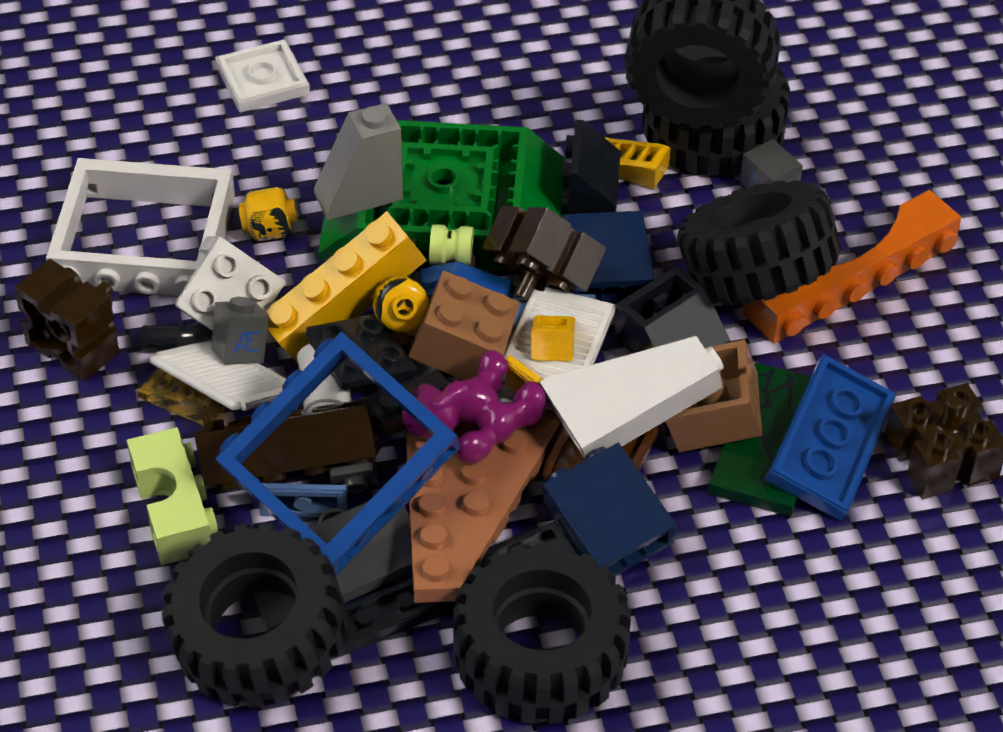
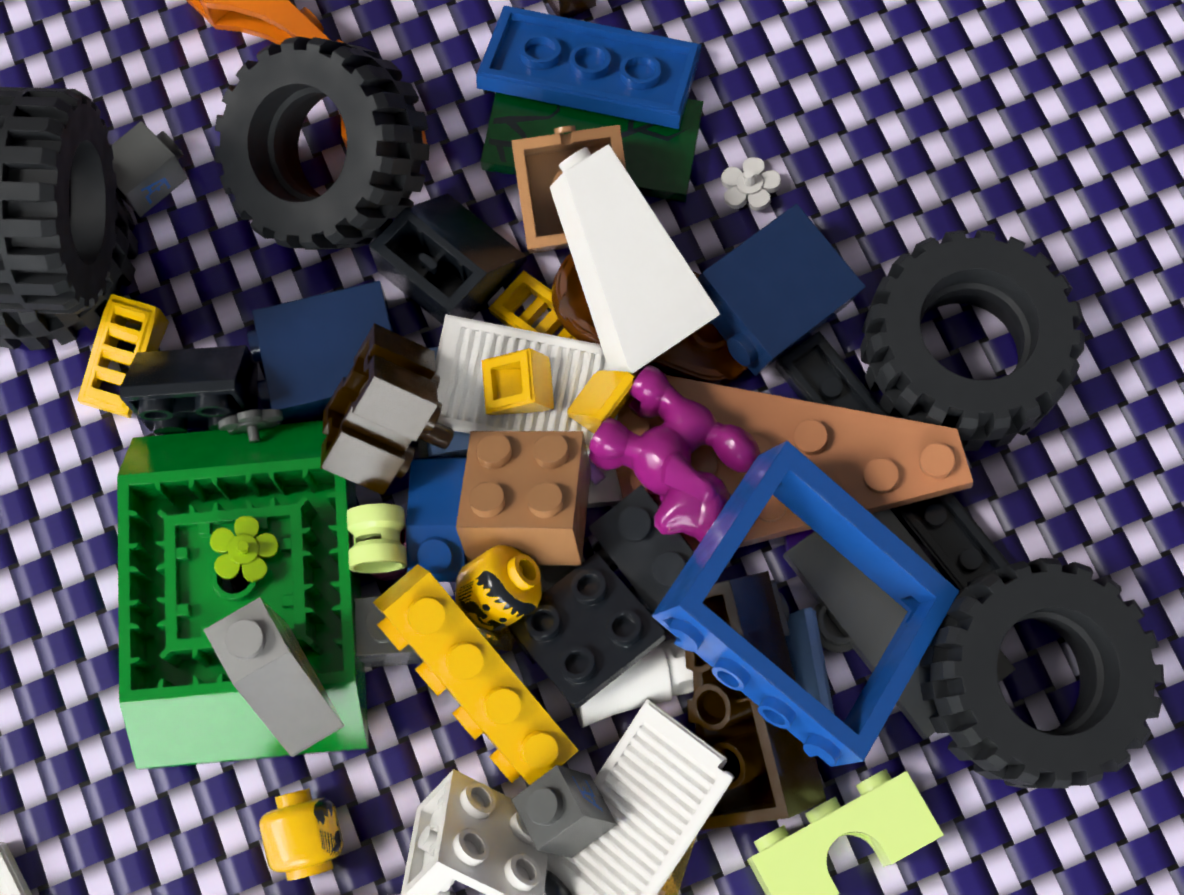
camera: 95 degrees left, 25 degrees up
(459, 178) = (243, 550): none -> lime plant
(557, 202) = (251, 422): none -> dark grey plant
(716, 534) = (751, 185): none -> white plant

